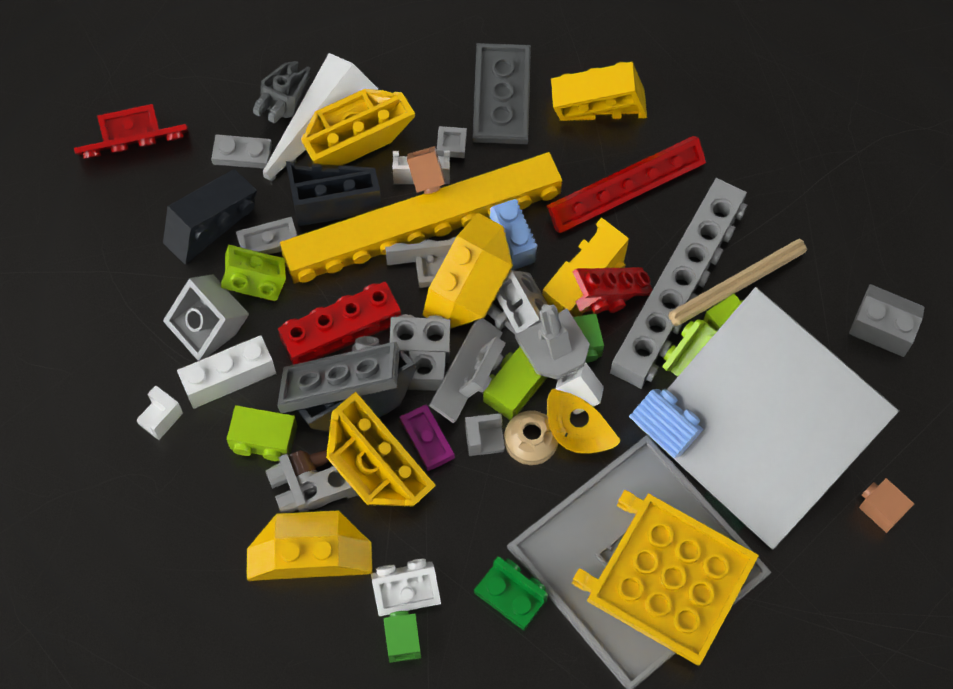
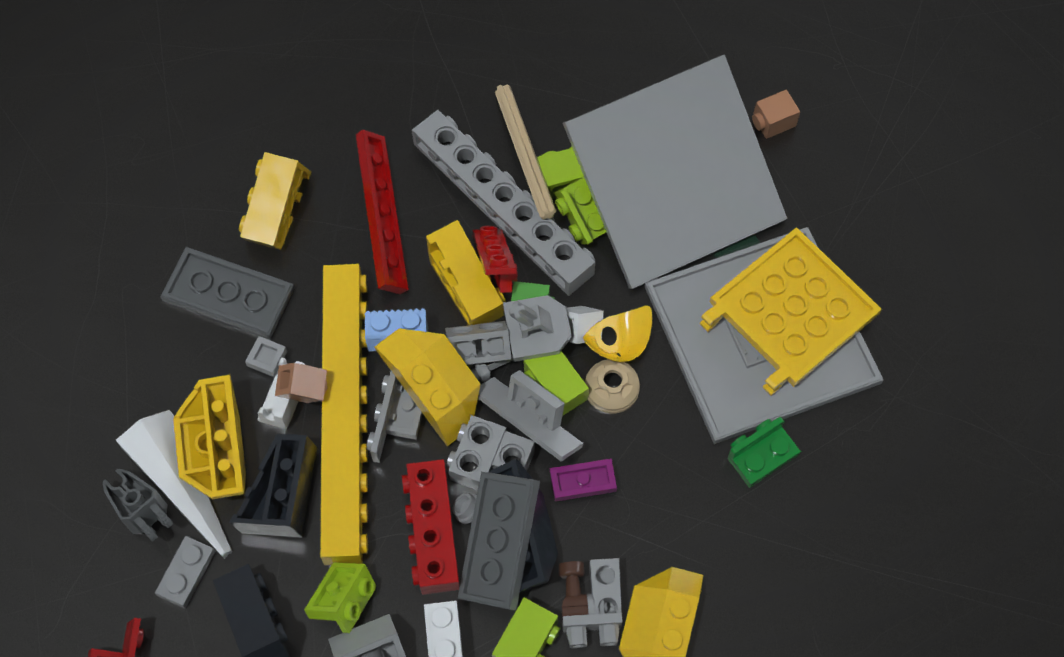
camera: 70 degrees left, 0 degrees up
(267, 237) = (303, 571): light grey plate -> none
(373, 457) = (599, 530): yellow wedge -> none
(402, 636) = (779, 563): bright green brick -> none
(405, 587) = (729, 546): white bracket -> none
(484, 434) = (598, 427): light grey panel -> none
(667, 422) = (648, 256): light blue brick -> none
(887, 320) = (603, 47): light grey slope -> none

